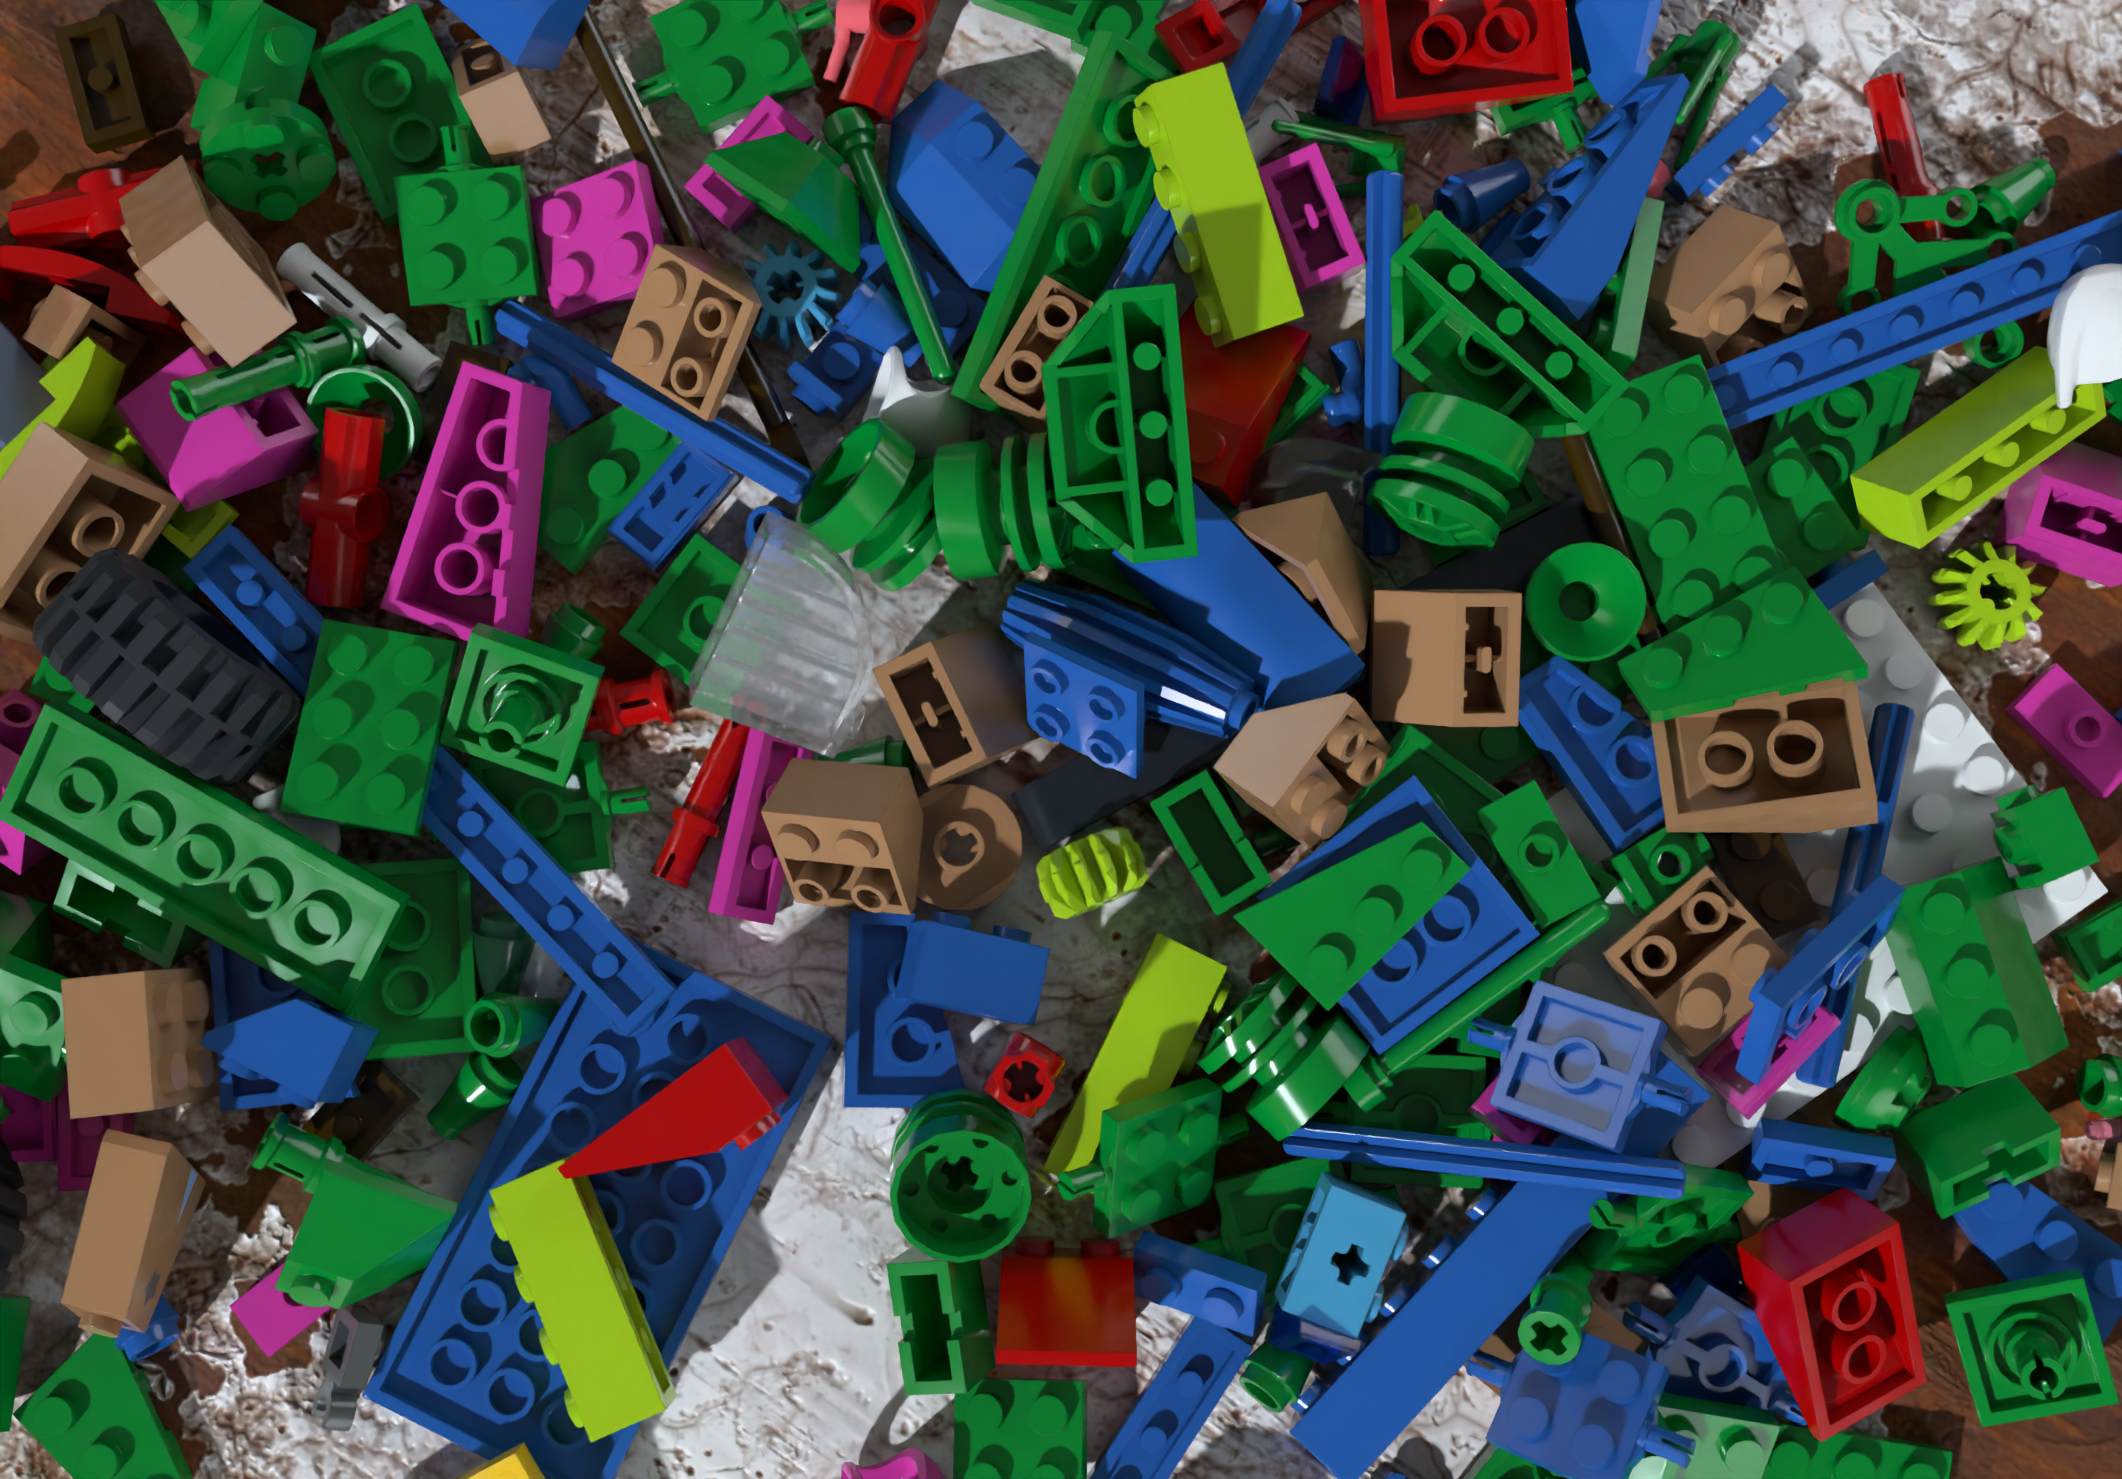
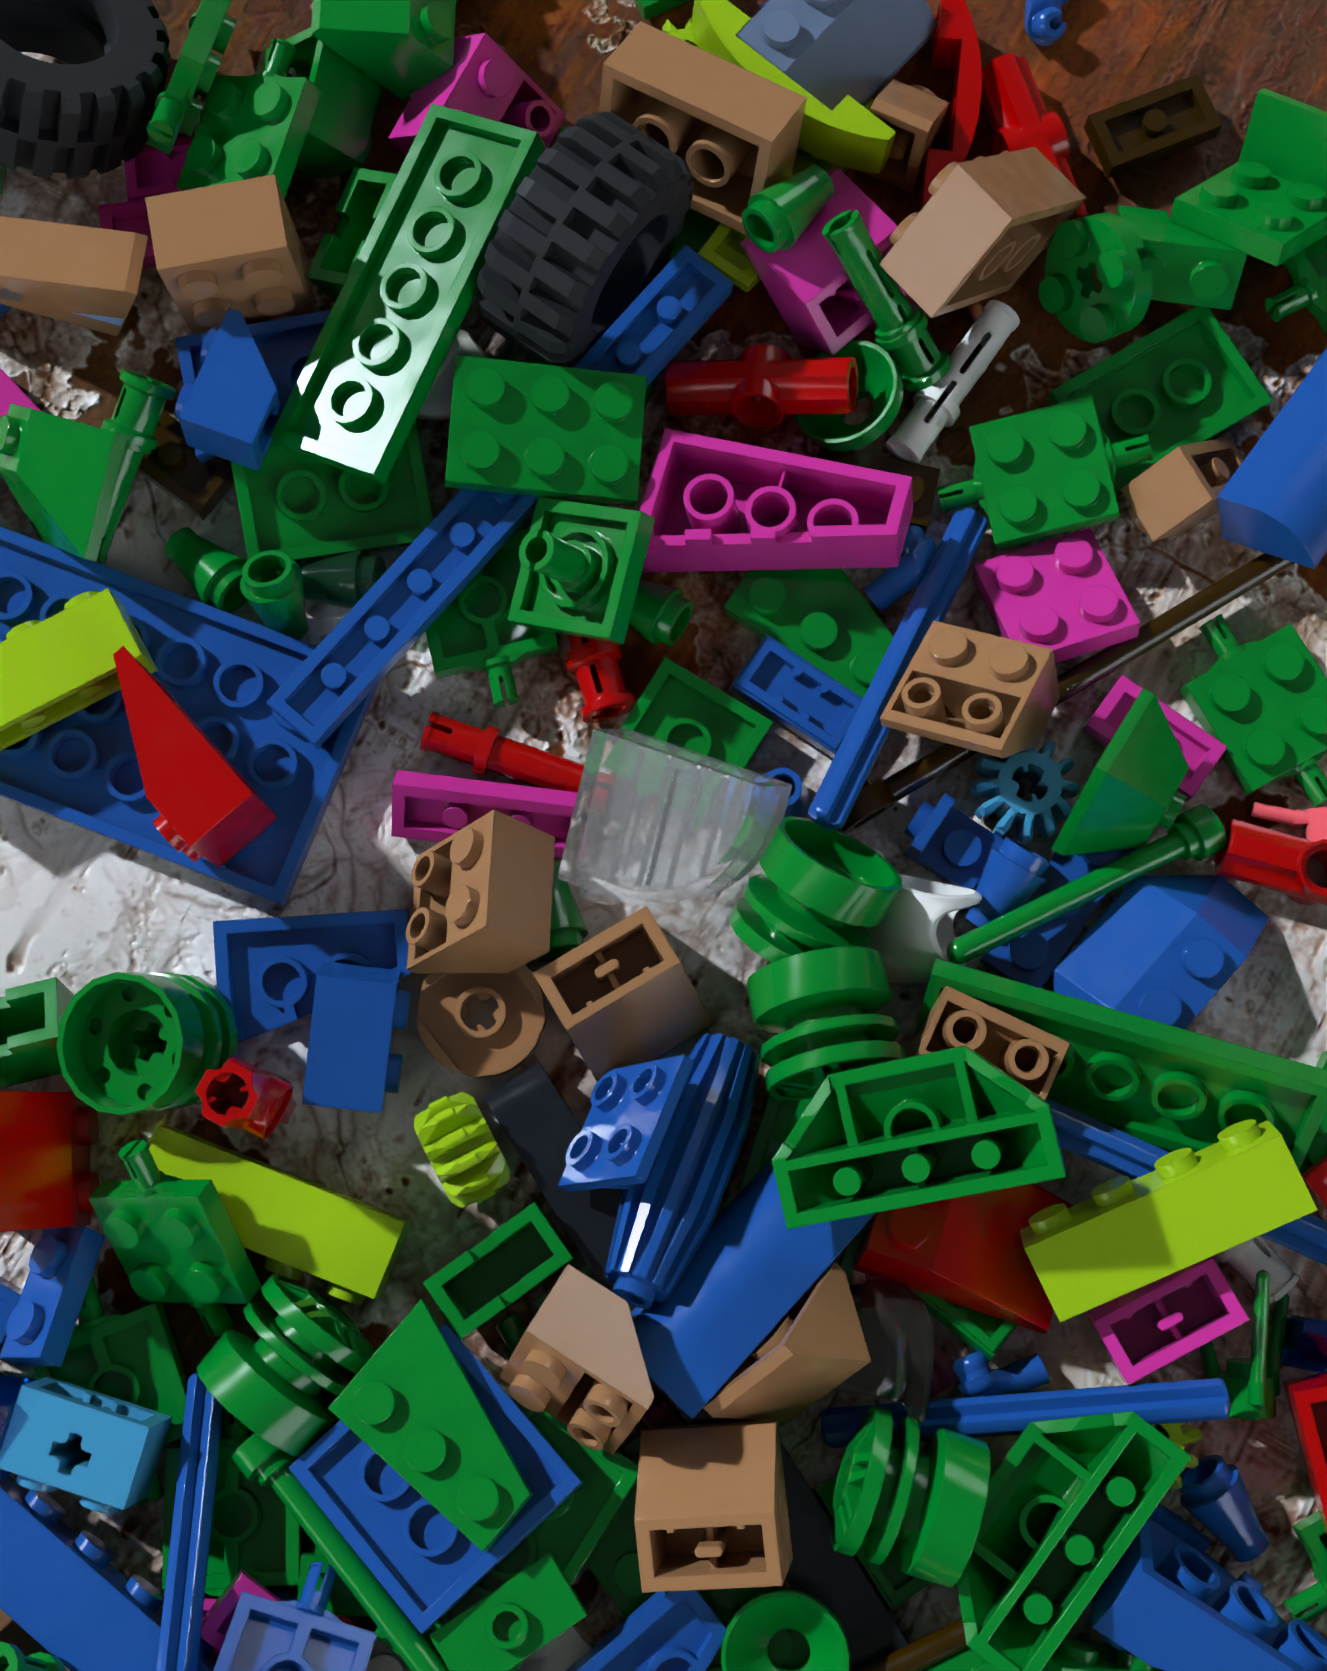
camera: 85 degrees right, 5 degrees down
(159, 457) = (786, 209): none -> green cone

